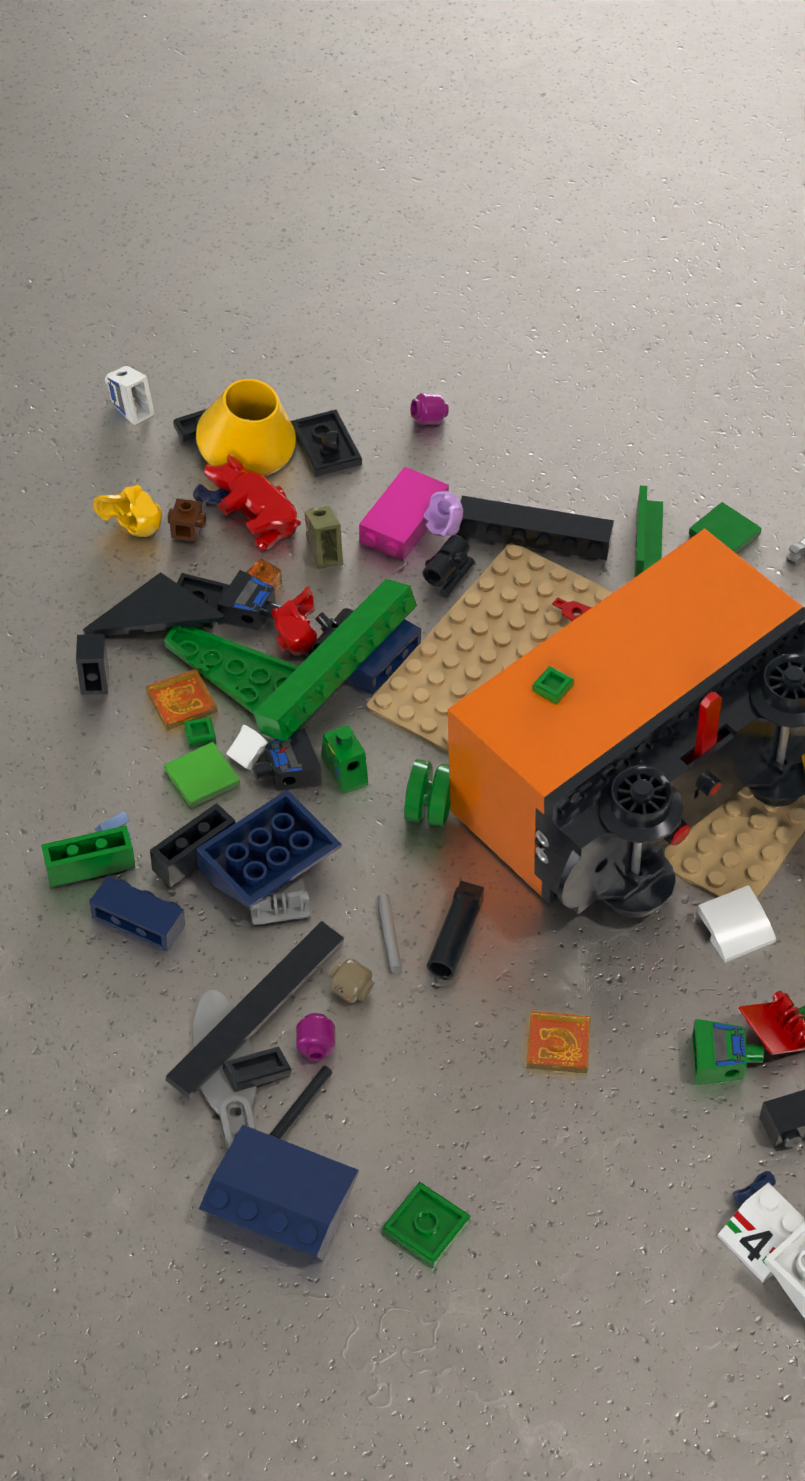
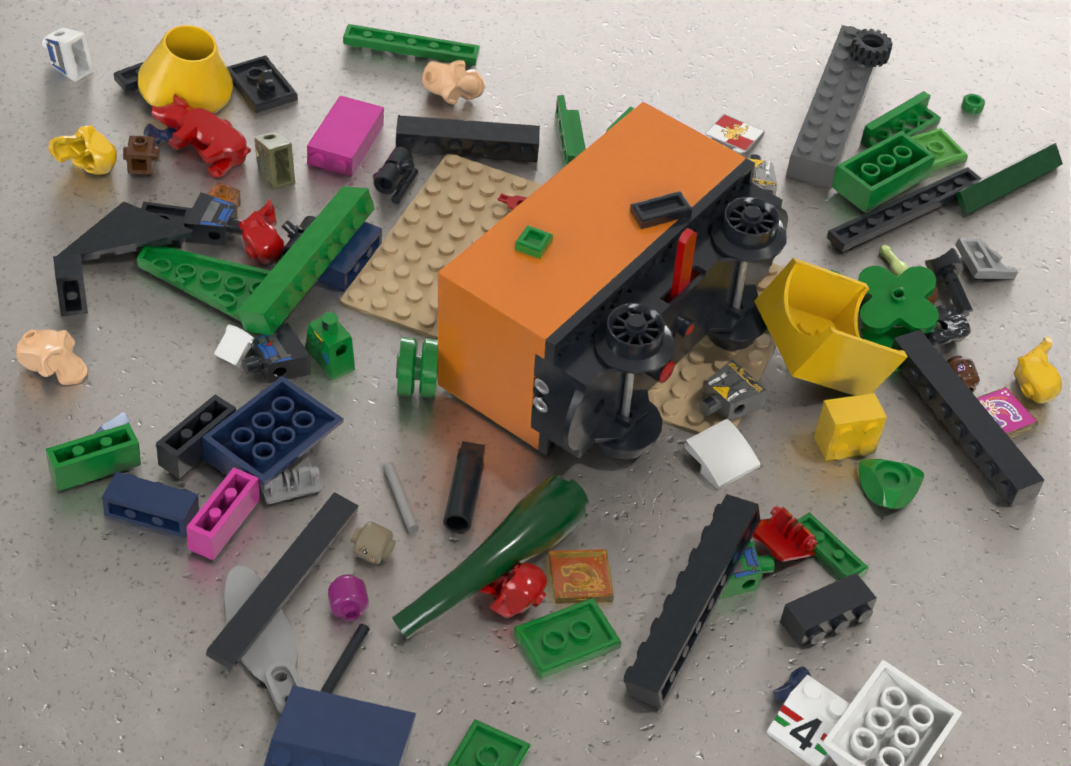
camera: 15 degrees left, 5 degrees down
(63, 737) = (49, 353): none -> light nougat head
(181, 699) = (161, 311): clear yellow tile -> none
(199, 732) = (184, 338): green tile -> none
(202, 775) = (193, 375): bright green tile -> none
(205, 932) = (223, 513): none -> dark pink brick
(256, 1069) = (294, 634): black tile -> none
(429, 409) = (352, 49): magenta head -> none
(444, 514) = (385, 129): lavender hair -> none
(481, 1050) = (517, 590): none -> red head
(499, 408) = (410, 44): none -> green plate
(509, 988) = (529, 529): none -> dark green brick
(529, 458) = (452, 81): none -> light nougat head
(531, 1107) = (567, 638): none -> green tile
(665, 1085) = (692, 601): none -> black brick
(696, 660) = (661, 210): none -> black tile
(759, 857) = (732, 393): none -> dark grey torso

